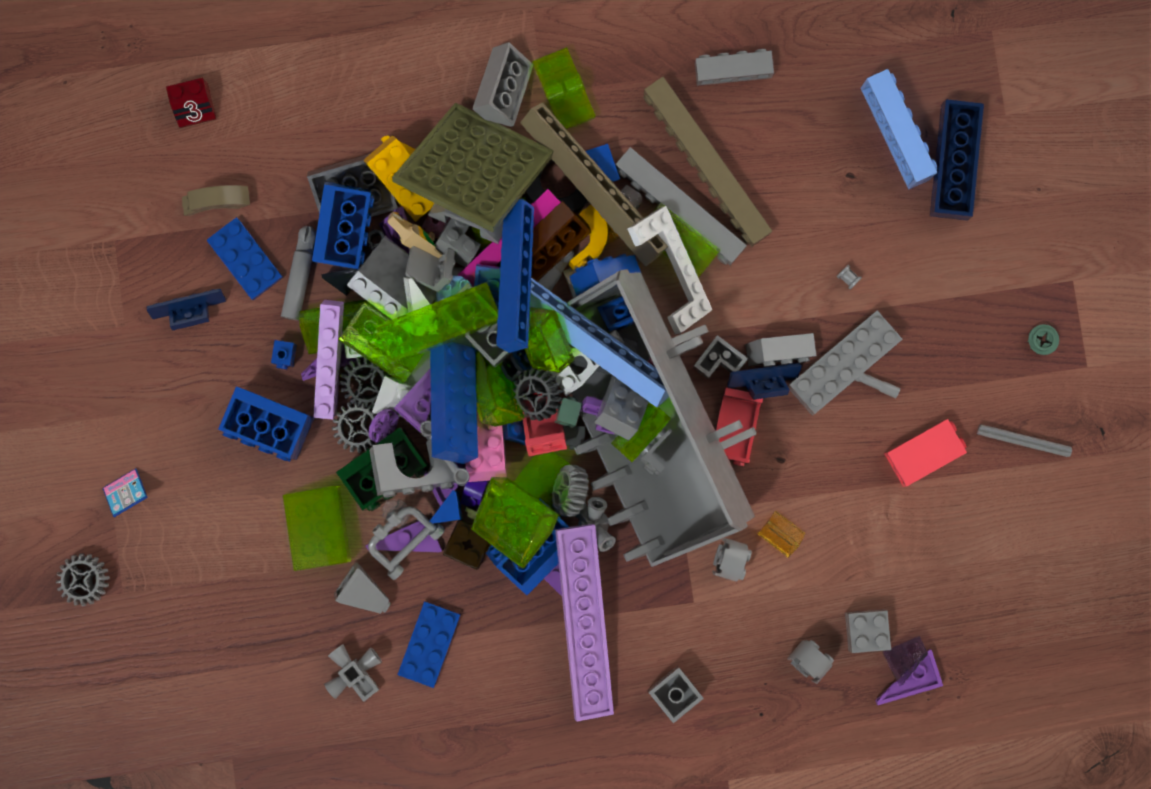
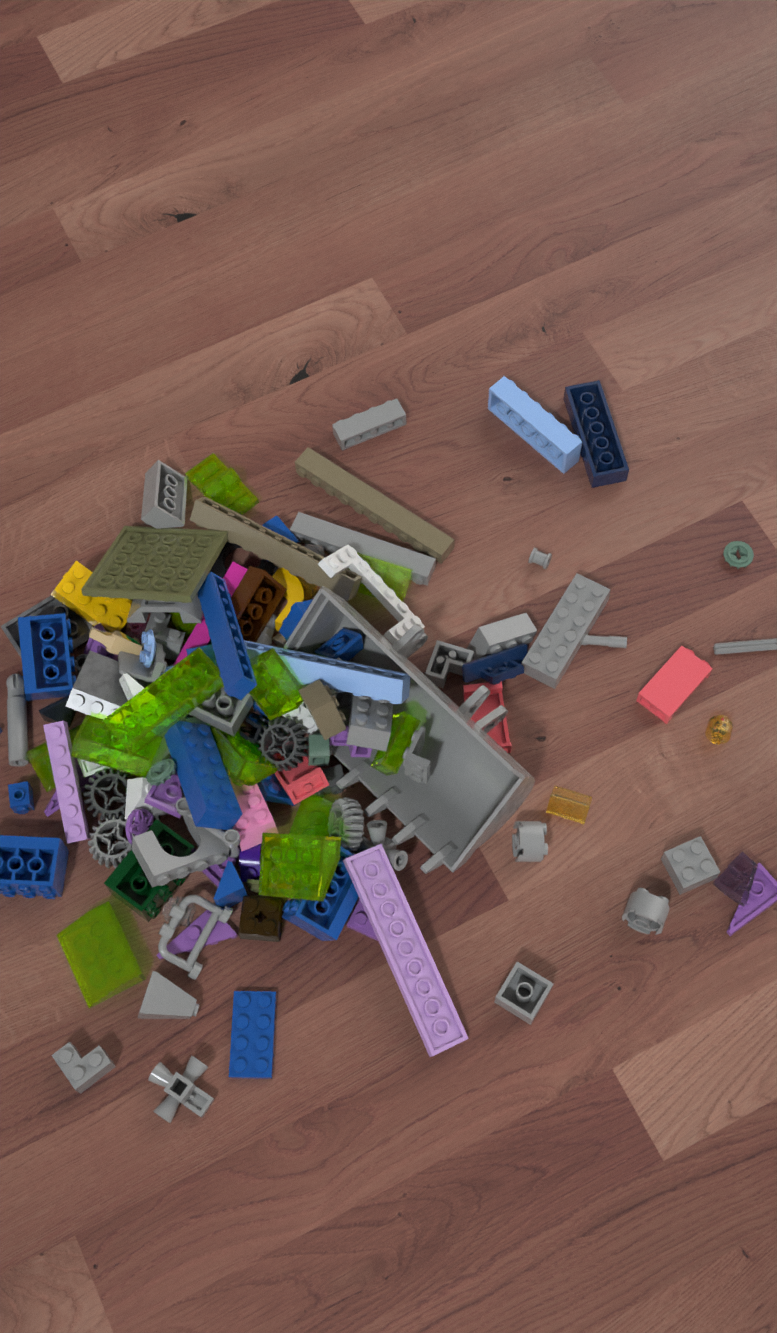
camera: 20 degrees left, 20 degrees down
(271, 626) = (85, 1070): none -> light grey brick
(415, 381) = (161, 772): none -> sand green gear
(440, 257) = (148, 654): none -> light blue dish
(582, 383) = (323, 709): none -> dark tan brick
(948, 512) = (719, 729): none -> clear yellow head

